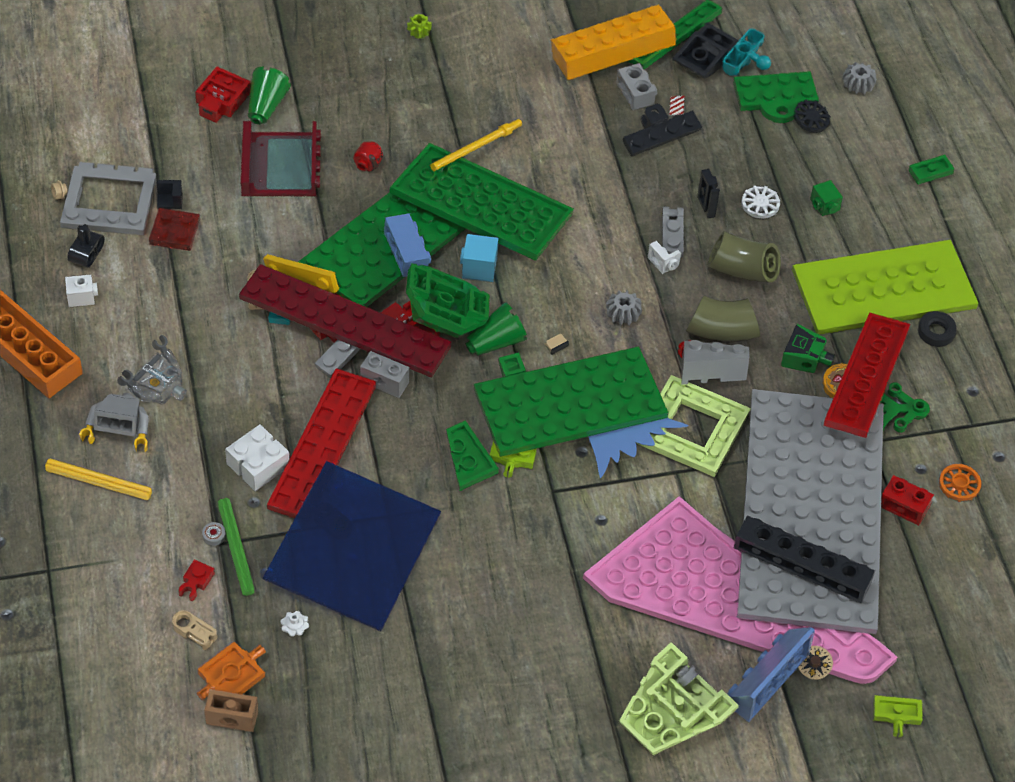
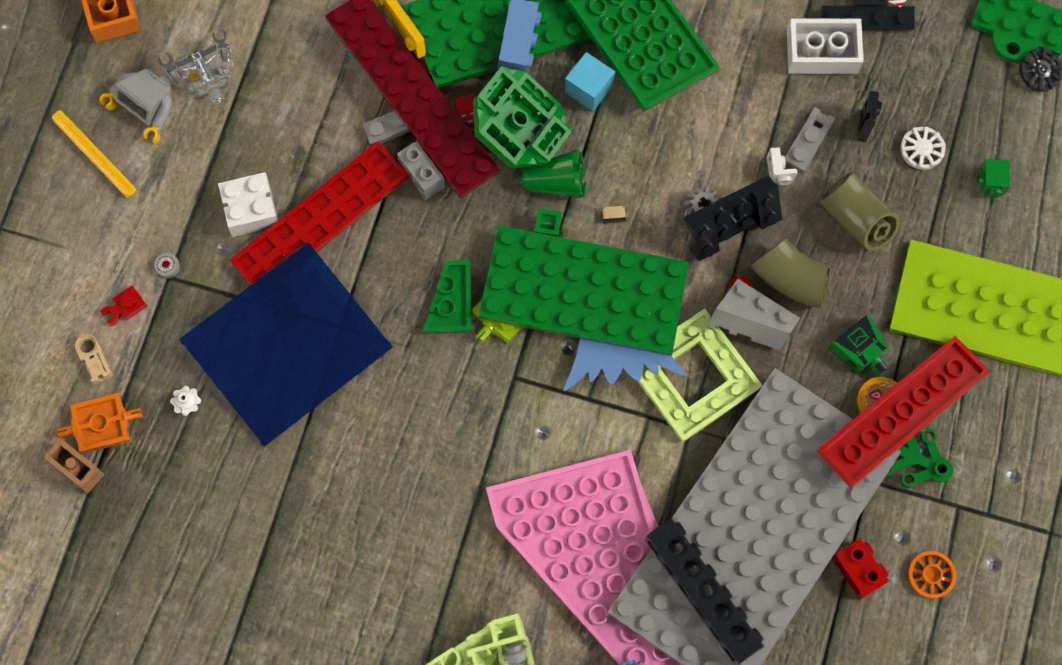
camera: 30 degrees right, 20 degrees up
(236, 547) = (179, 289): bright green axle -> none
(644, 161) = (824, 46): none -> white brick
(652, 298) = (751, 206): none -> black piece
(942, 319) = (1029, 376): black tyre -> none

